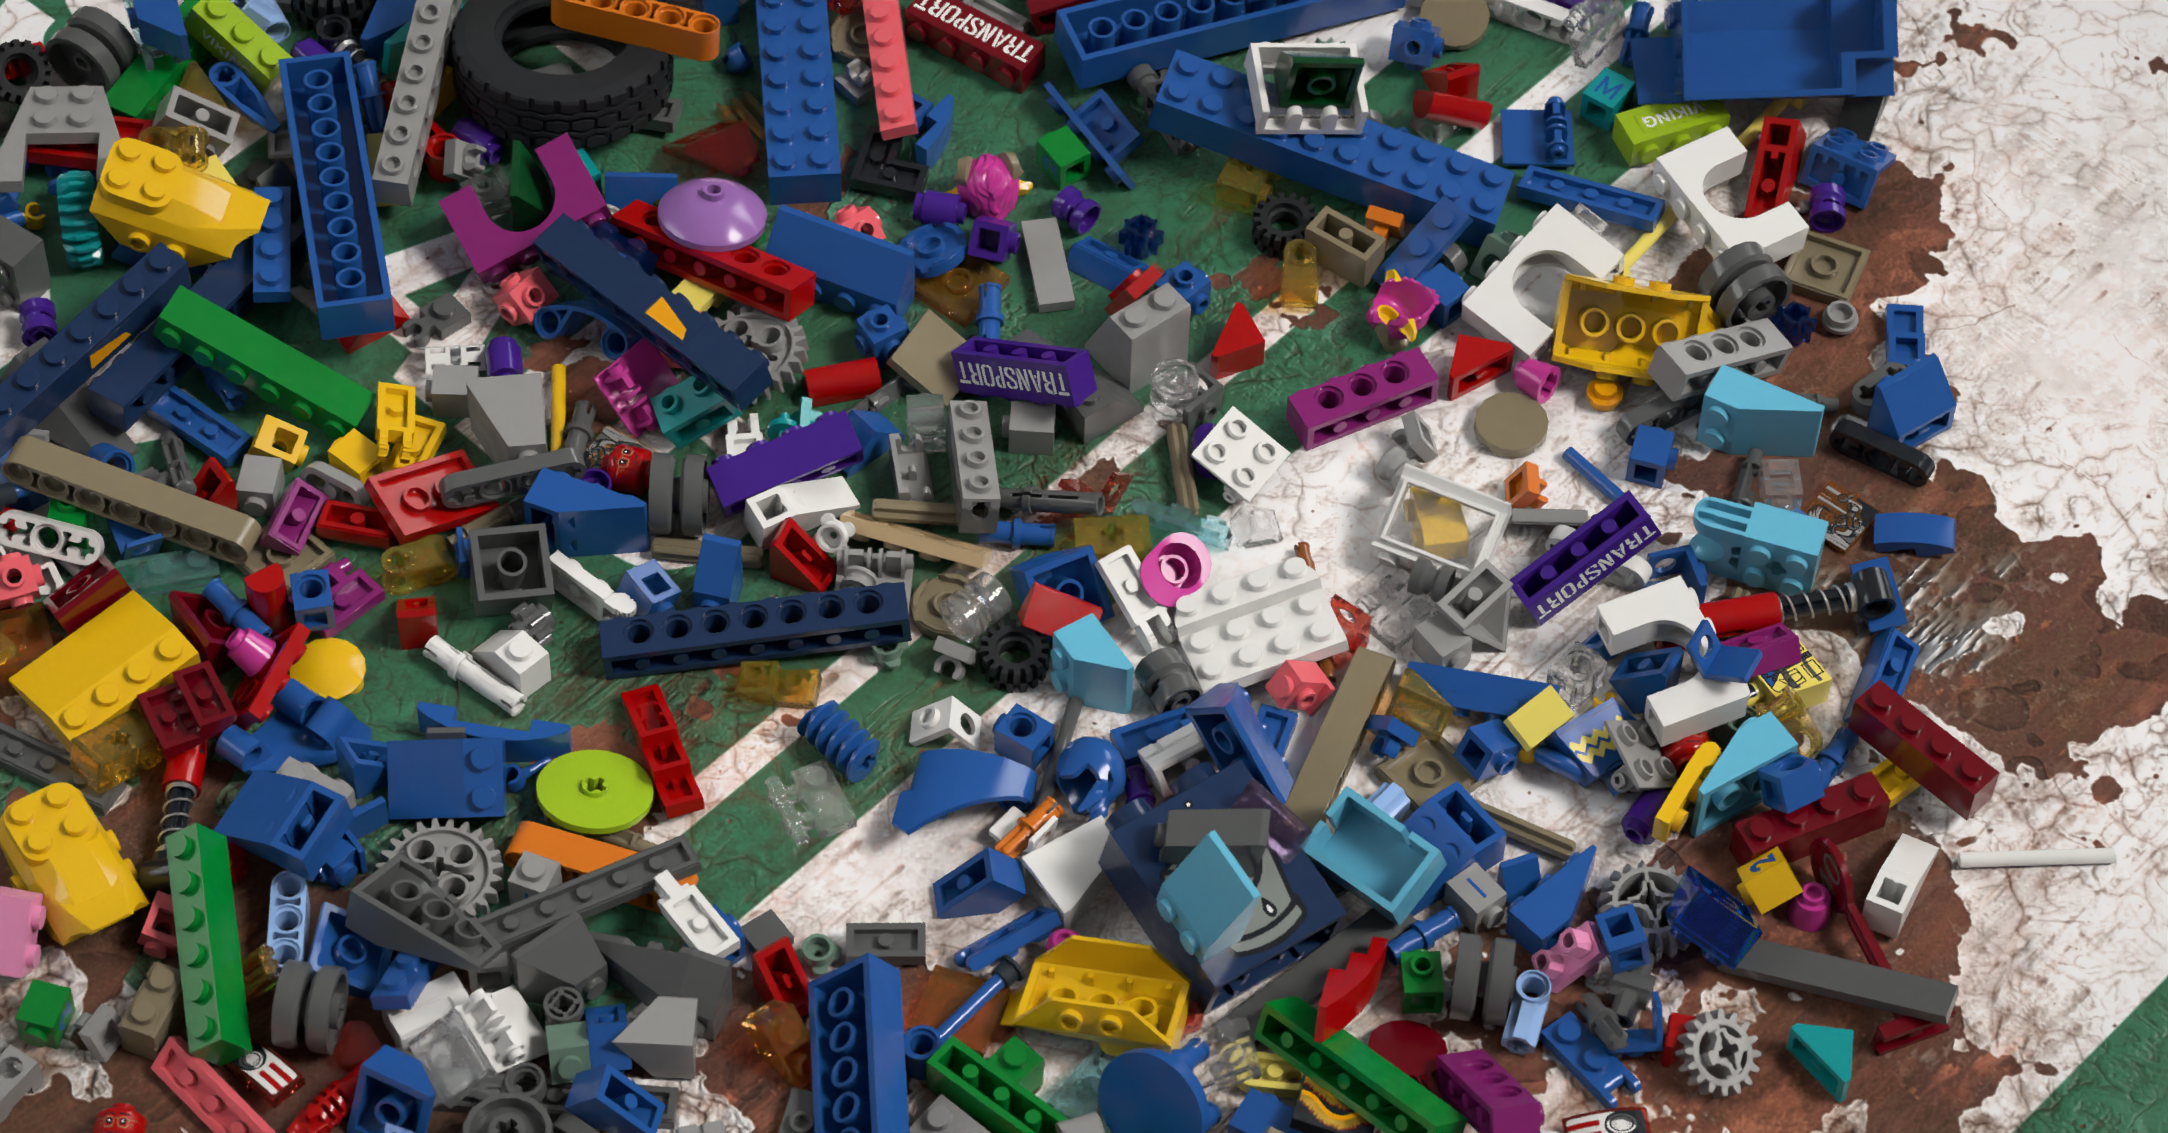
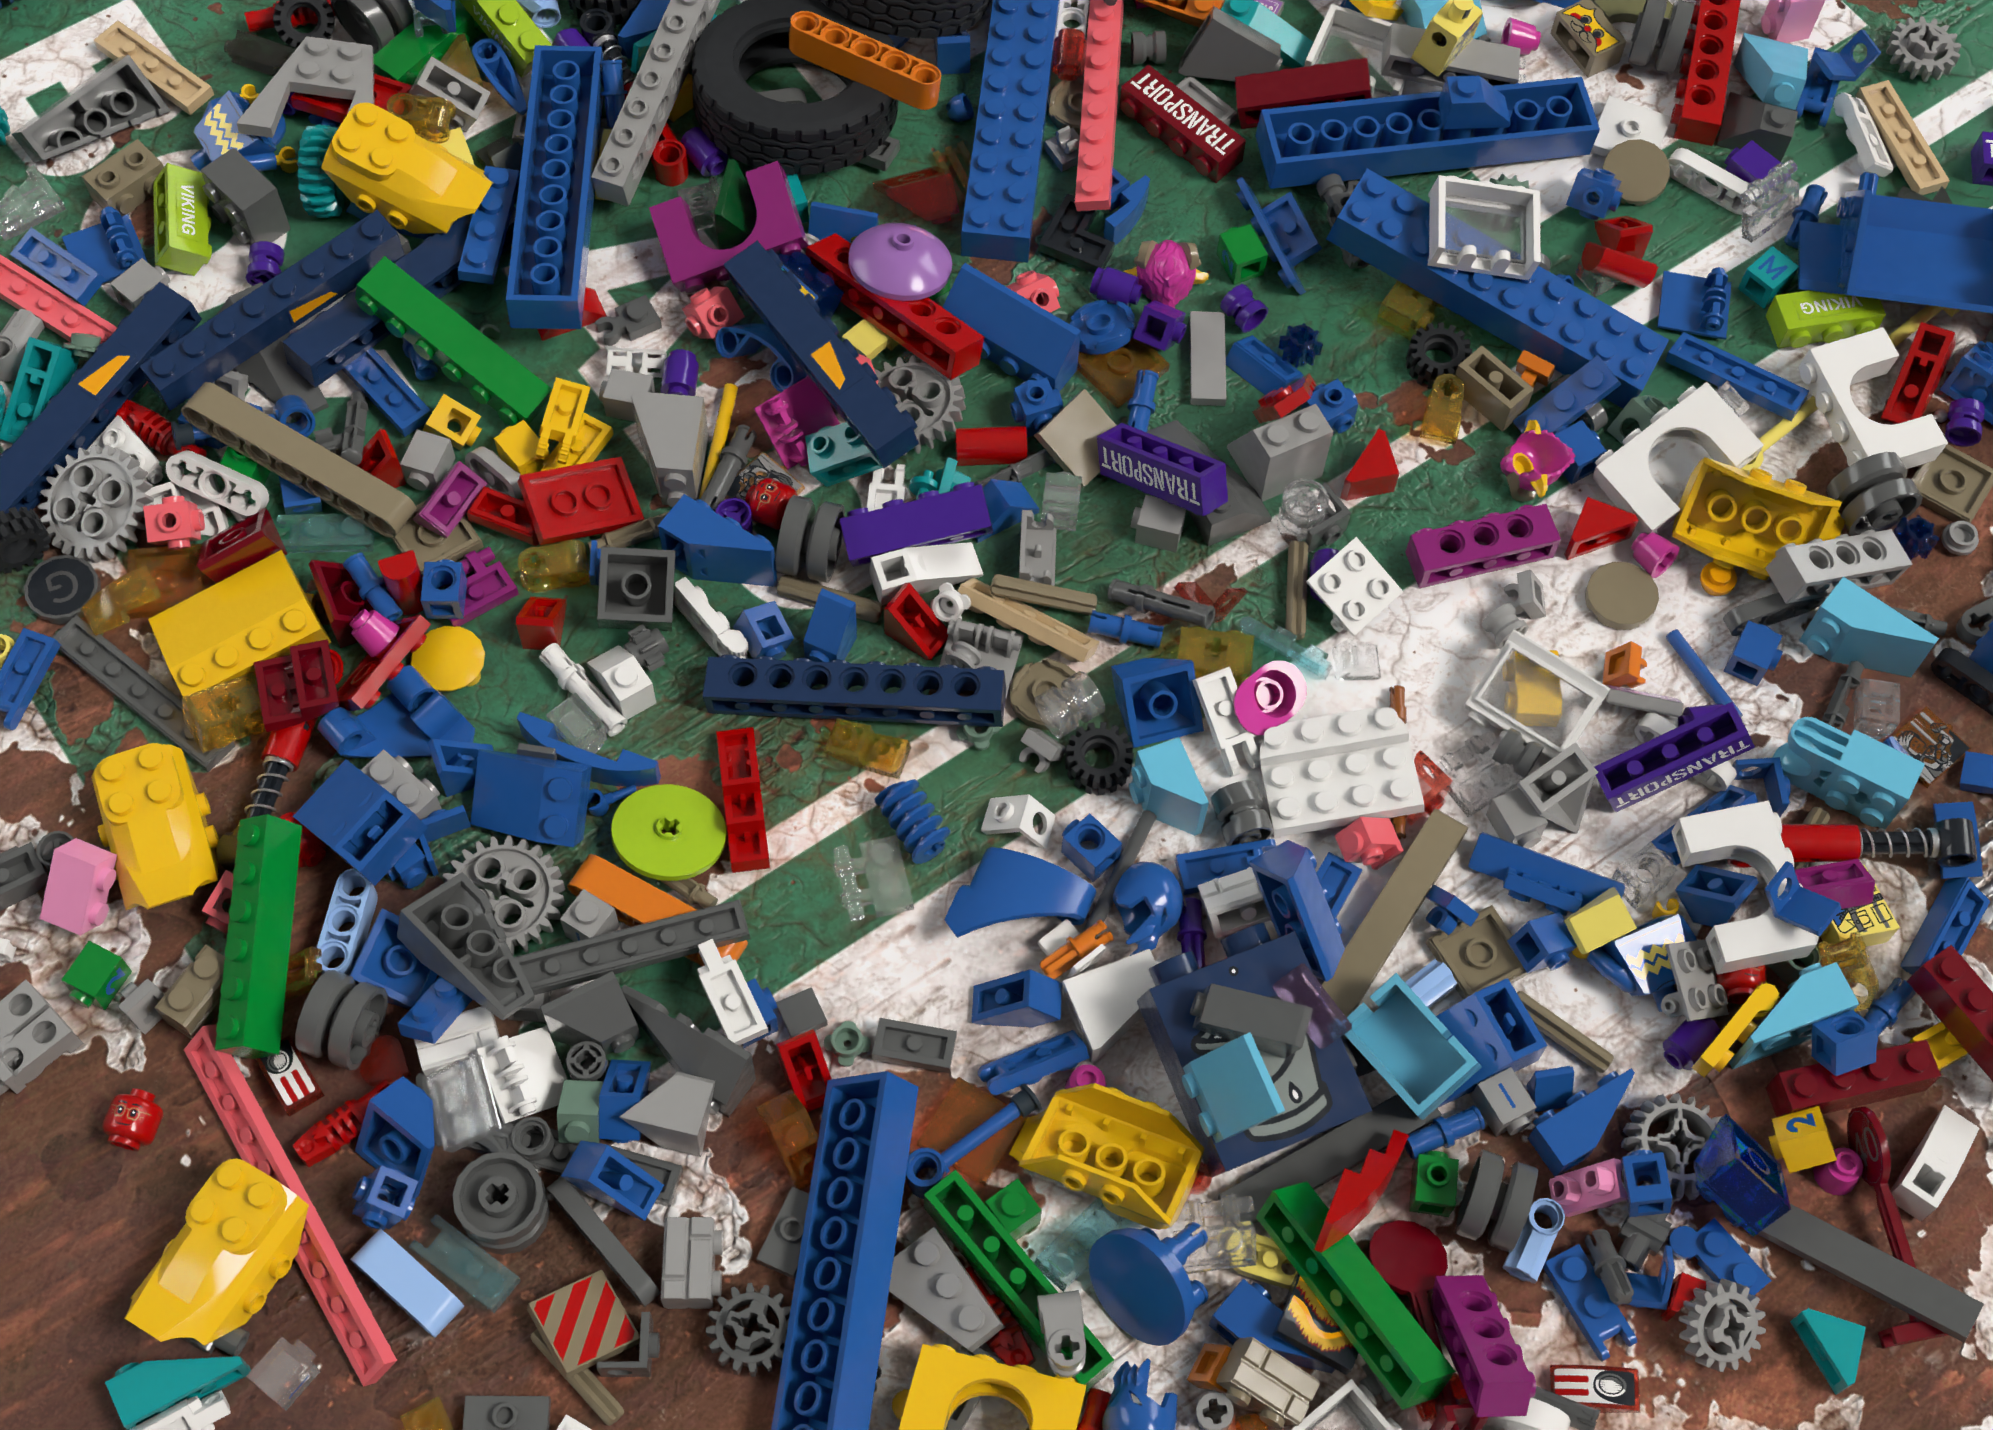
camera: 10 degrees right, 10 degrees up
(462, 159) = (683, 168): light grey tile -> none
(471, 485) = (653, 496): dark grey beam -> none
(479, 704) = (578, 724): none -> clear brick
(972, 466) = (1095, 557): light grey piece -> none
(1051, 609) = (1146, 723): red slope -> none
(1316, 79) = (1495, 221): dark green slope -> none
(1420, 706) = (1482, 884): clear yellow slope -> none
(1704, 994) = (1718, 1255): none -> blue hinge

